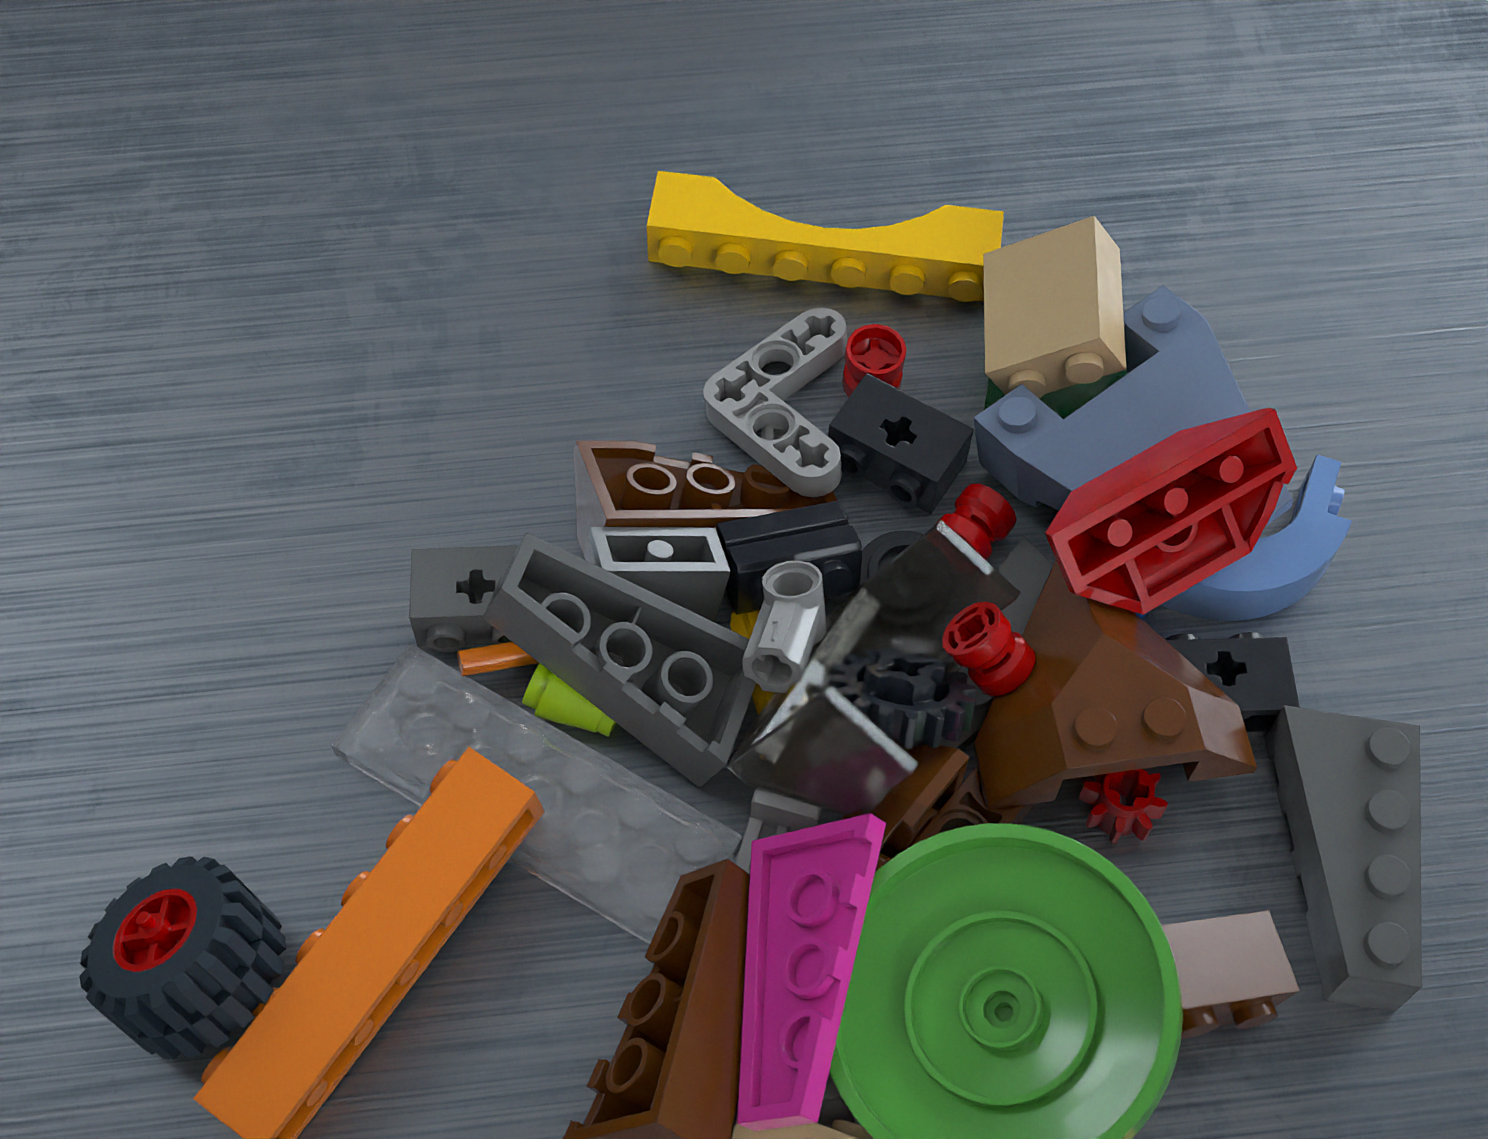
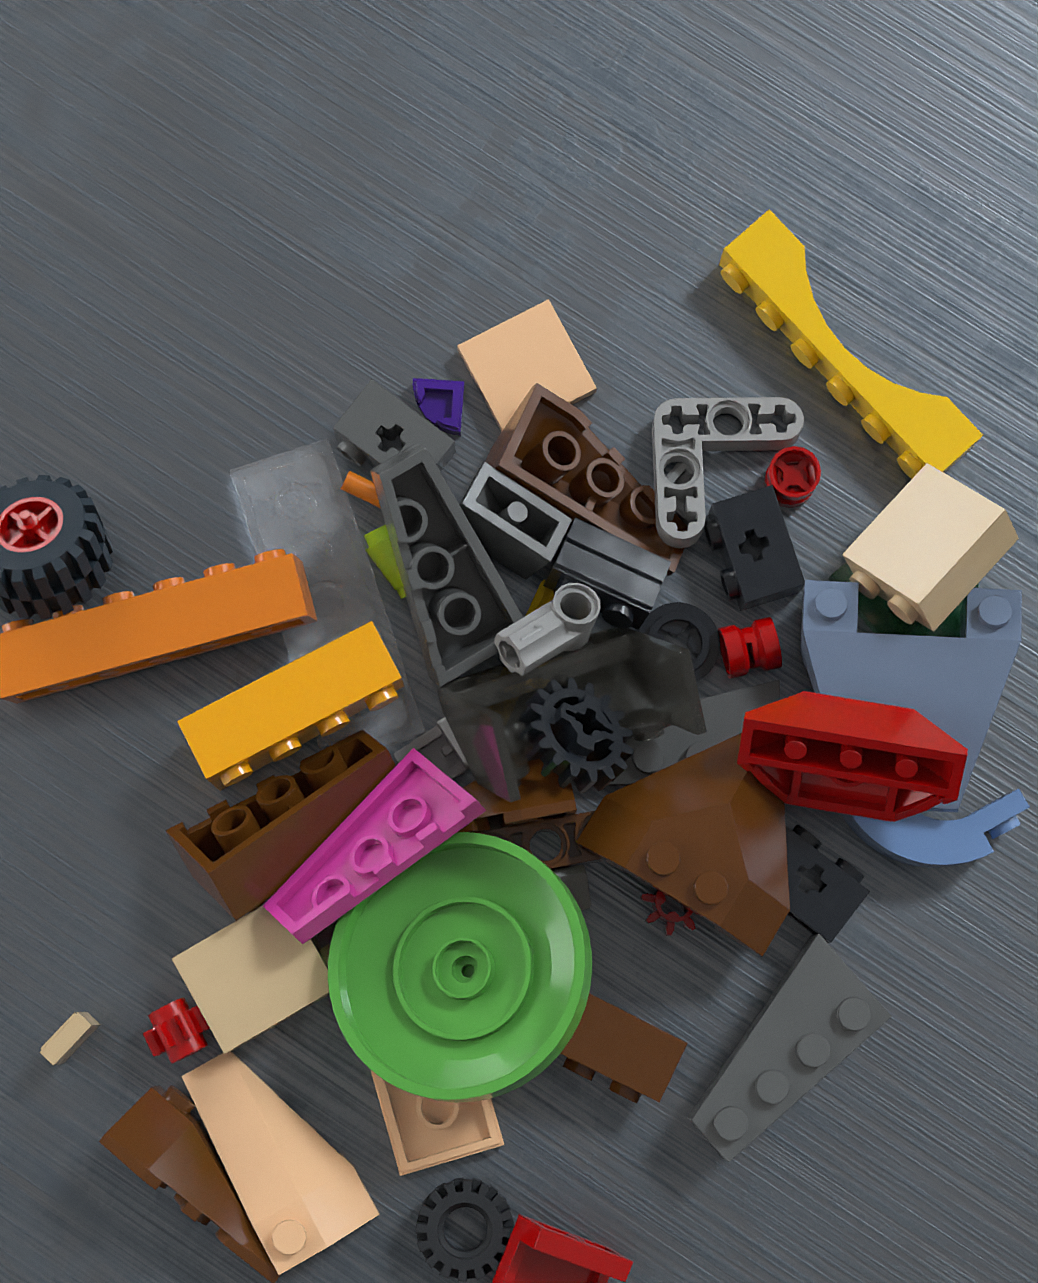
camera: 40 degrees right, 20 degrees up
(490, 529) = (440, 403): none -> dark purple tile
(533, 450) = (523, 353): none -> light nougat tile
(590, 904) = (292, 706): none -> light orange wedge
(984, 644) = (659, 748): red wheel -> none

